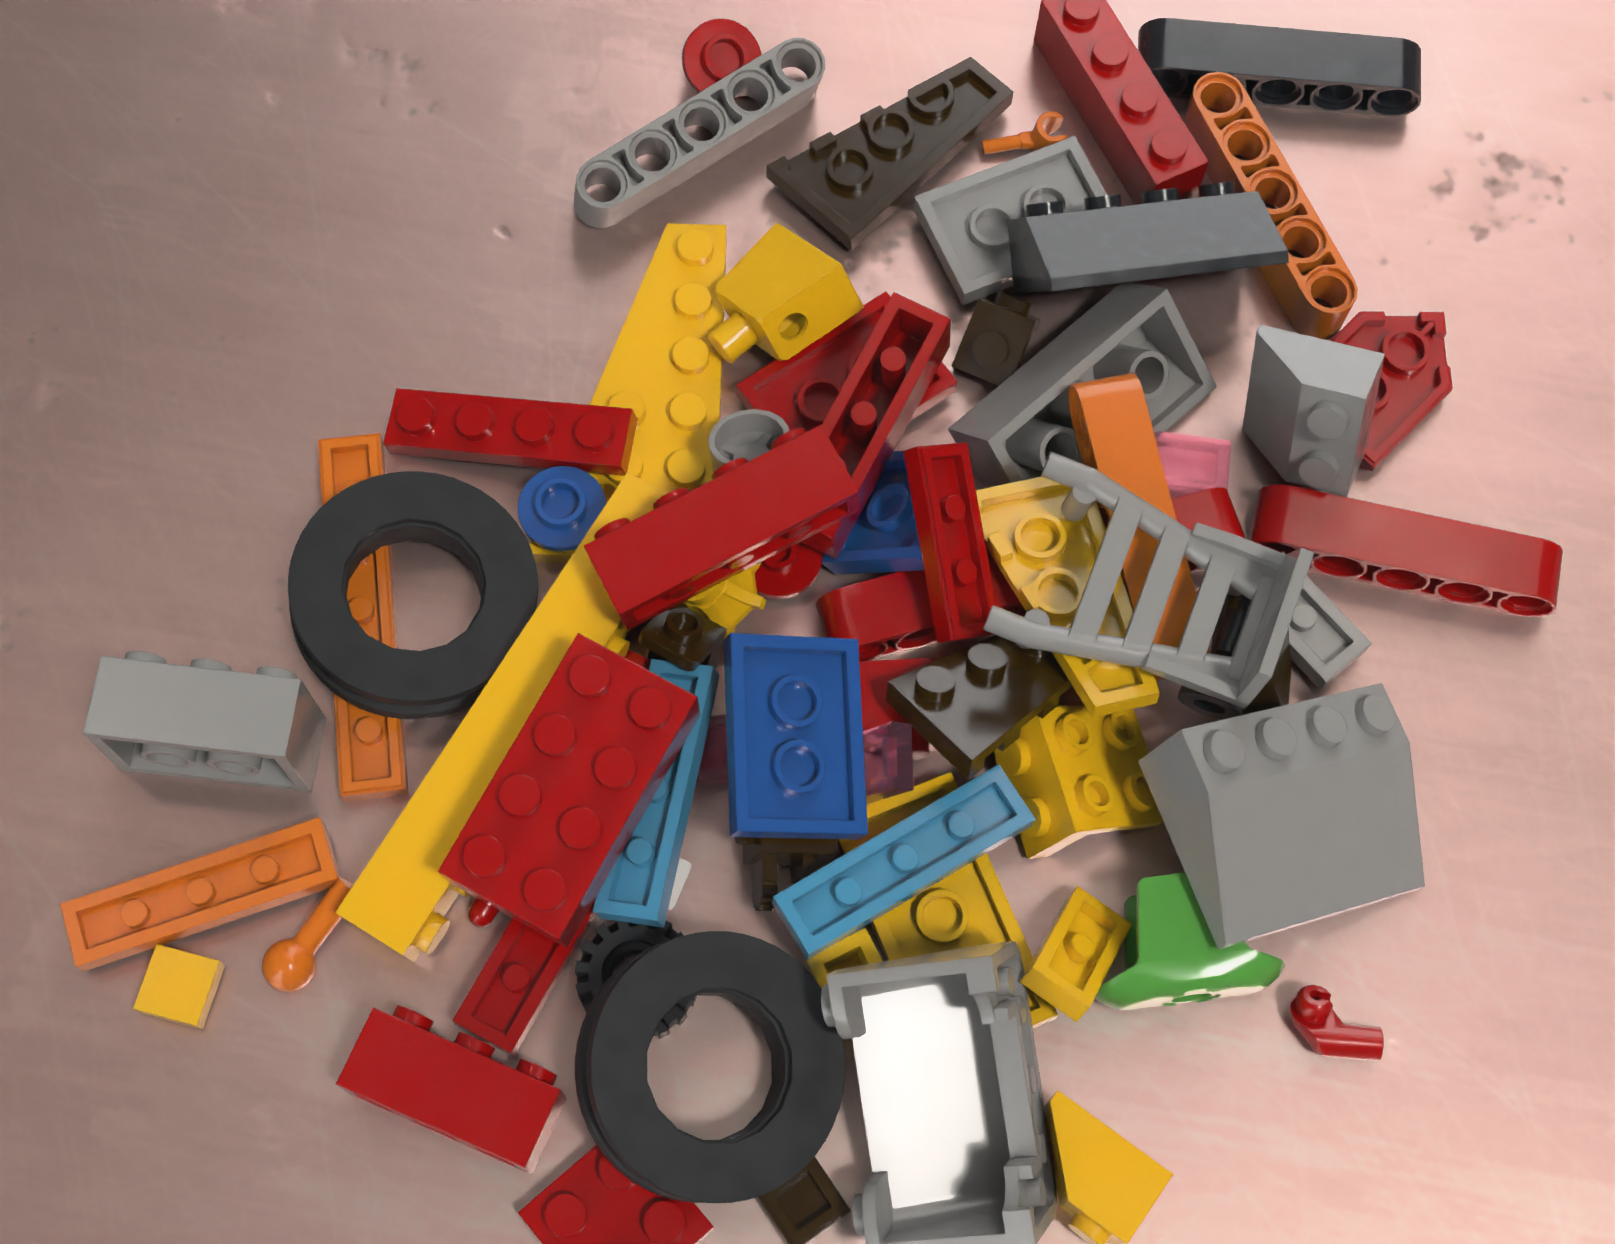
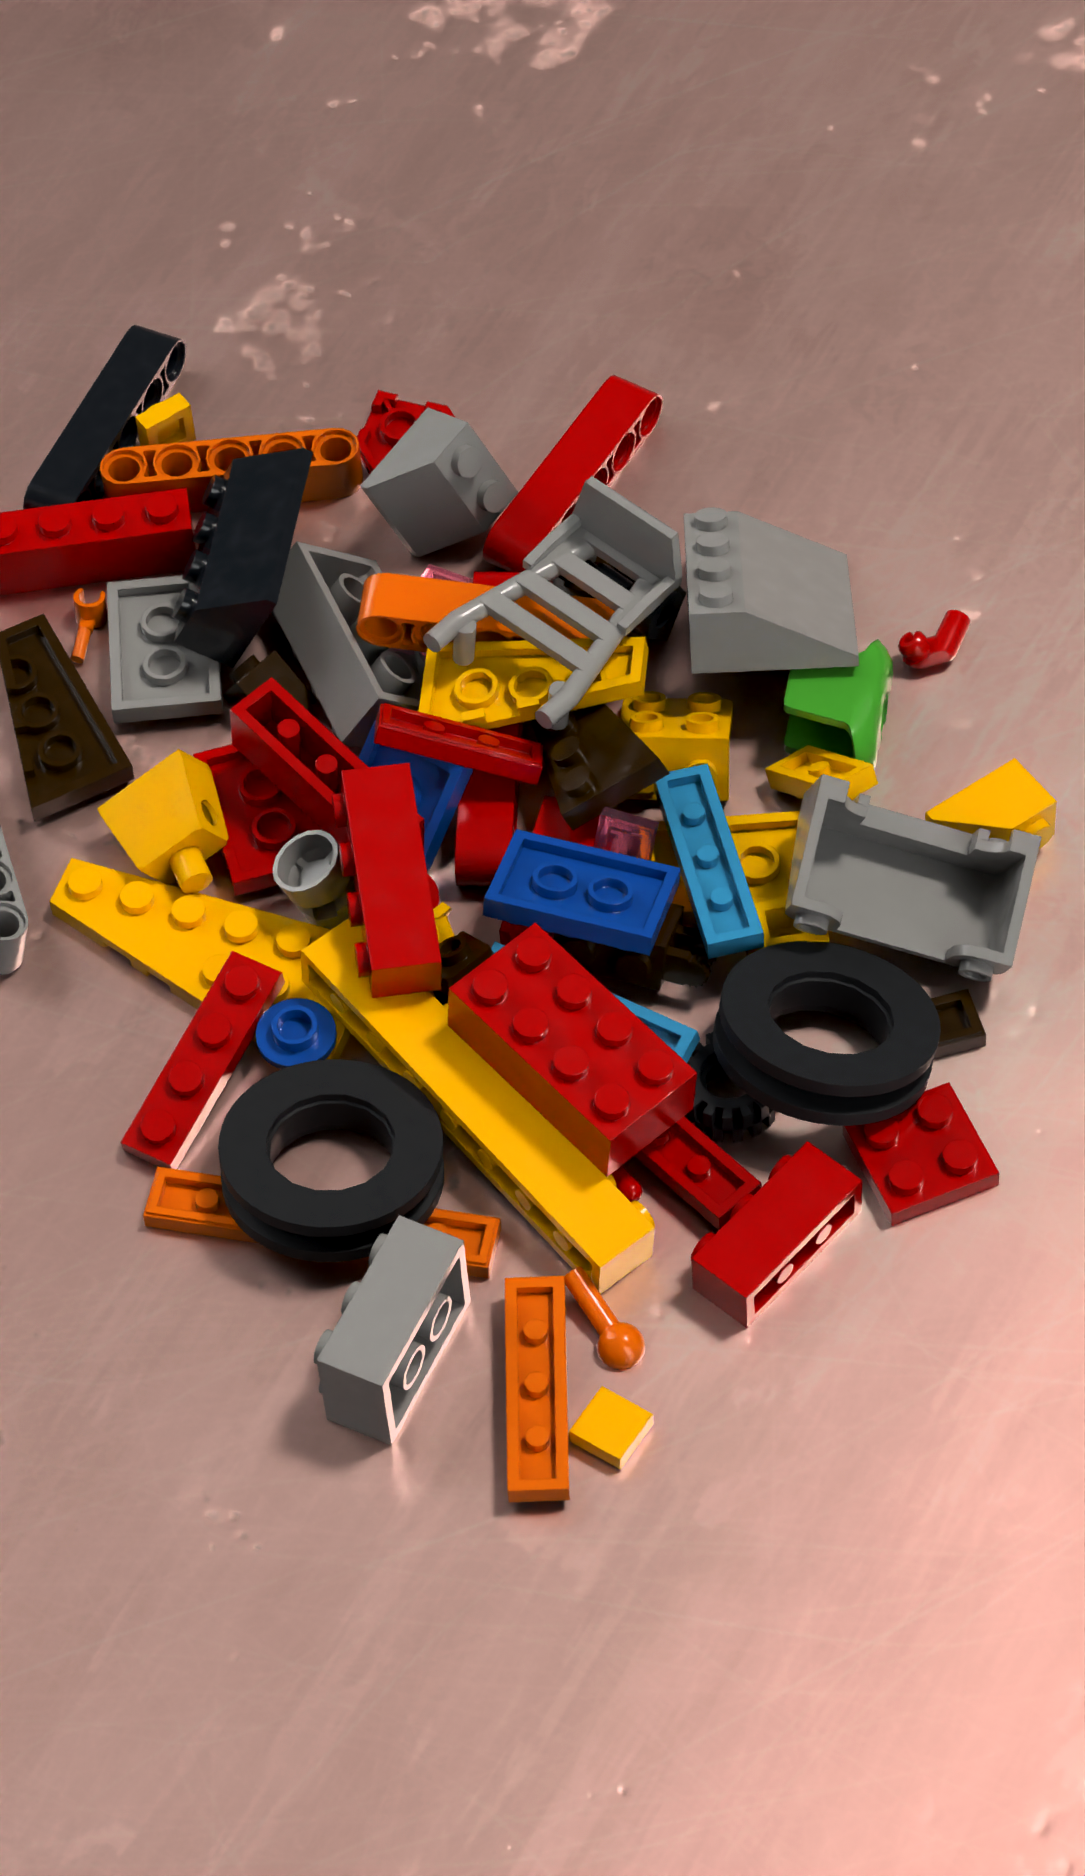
camera: 65 degrees left, 15 degrees down
(1301, 121) = (166, 422): none -> yellow plate

